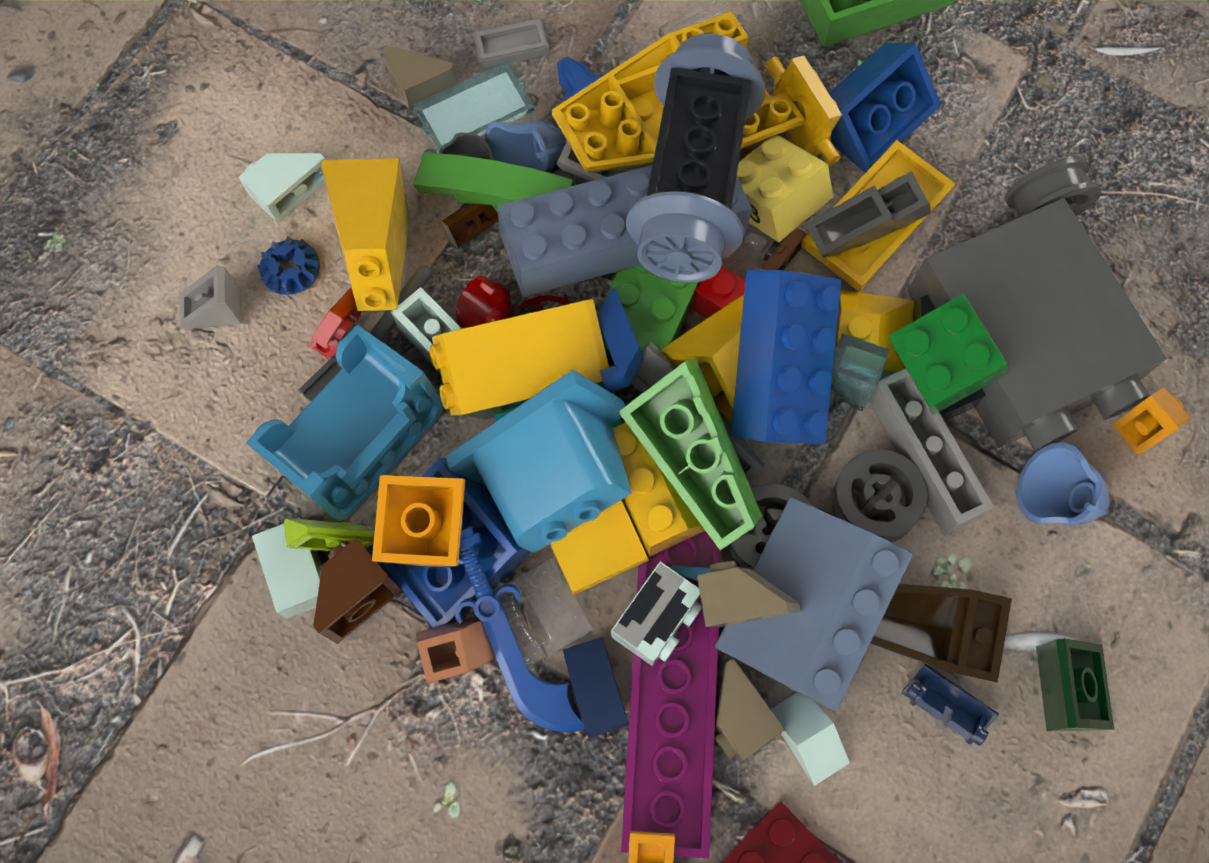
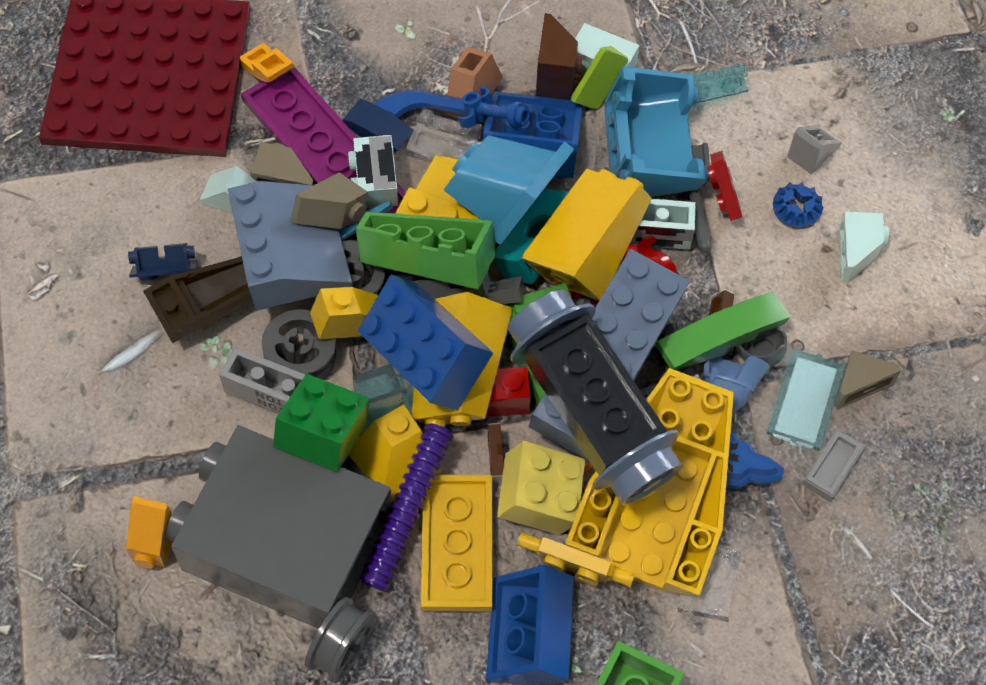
camera: 135 degrees right, 10 degrees down
(218, 445) = (721, 83): none -> clear light blue hinge
(371, 226) = (761, 231): yellow slope -> none
(418, 521) = (551, 97): light orange slope -> none
(620, 342) = (530, 273): blue piece -> none
(810, 470) = (341, 311): none -> yellow slope
(869, 216) = (457, 517): dark grey slope -> none
(899, 263) = (406, 507): none -> dark purple piece
(1061, 487) = (178, 436): medium blue helmet -> none
(1074, 686) = (90, 332): dark green slope -> none

